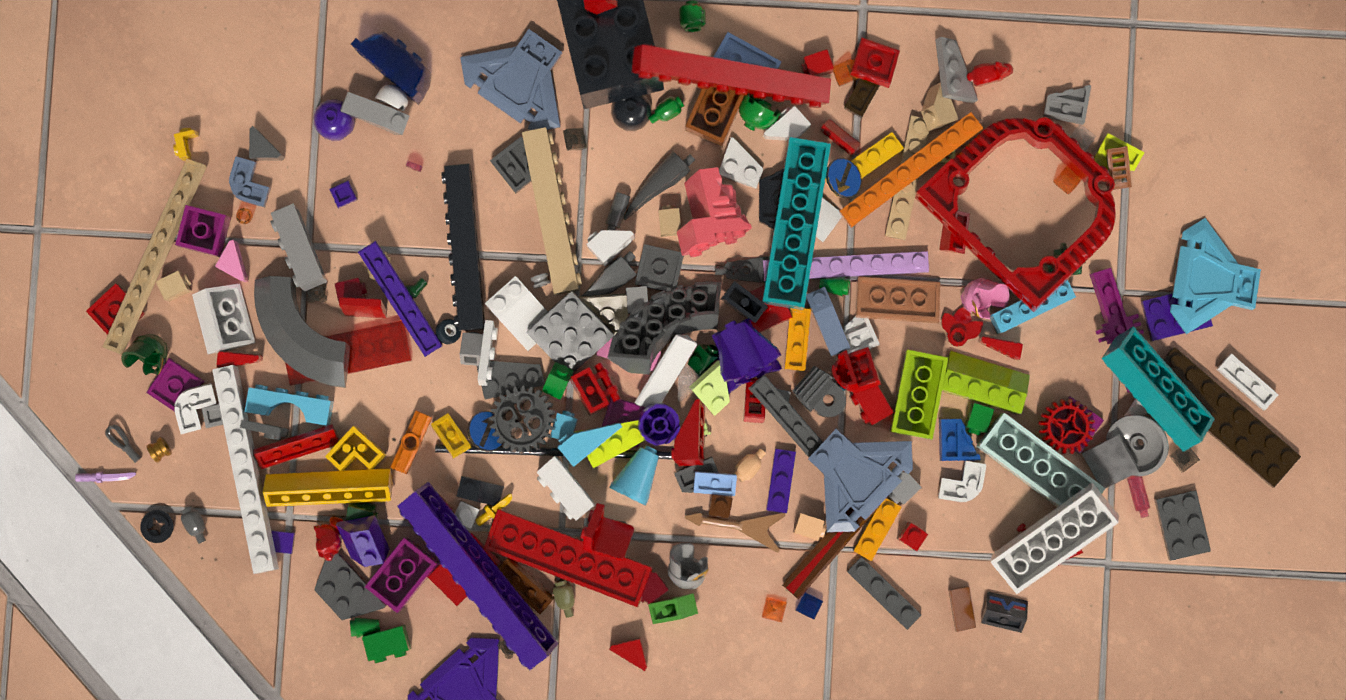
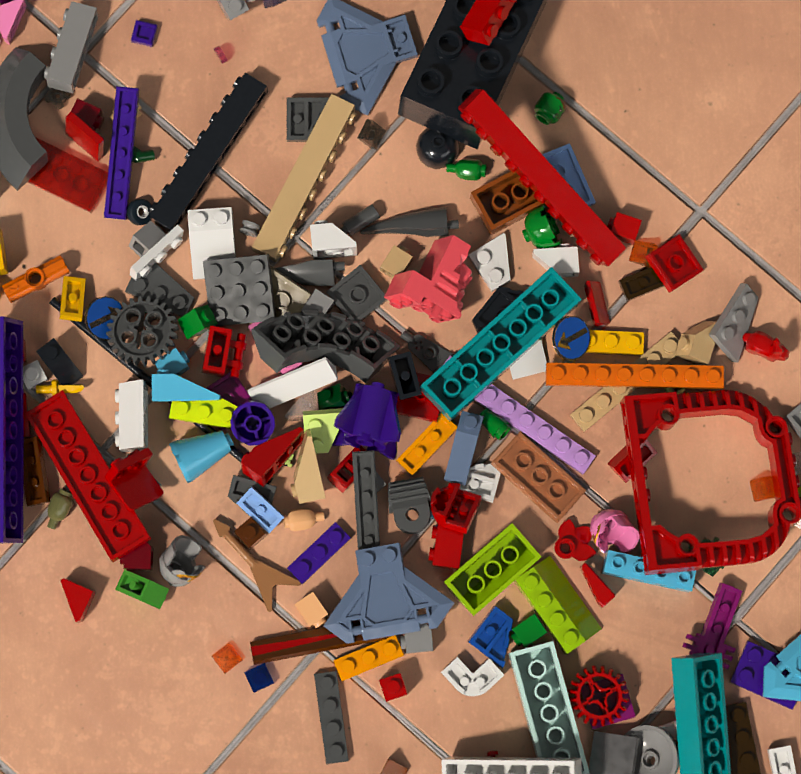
camera: 30 degrees right, 5 degrees down
(728, 431) = (307, 476): none -> tan slope

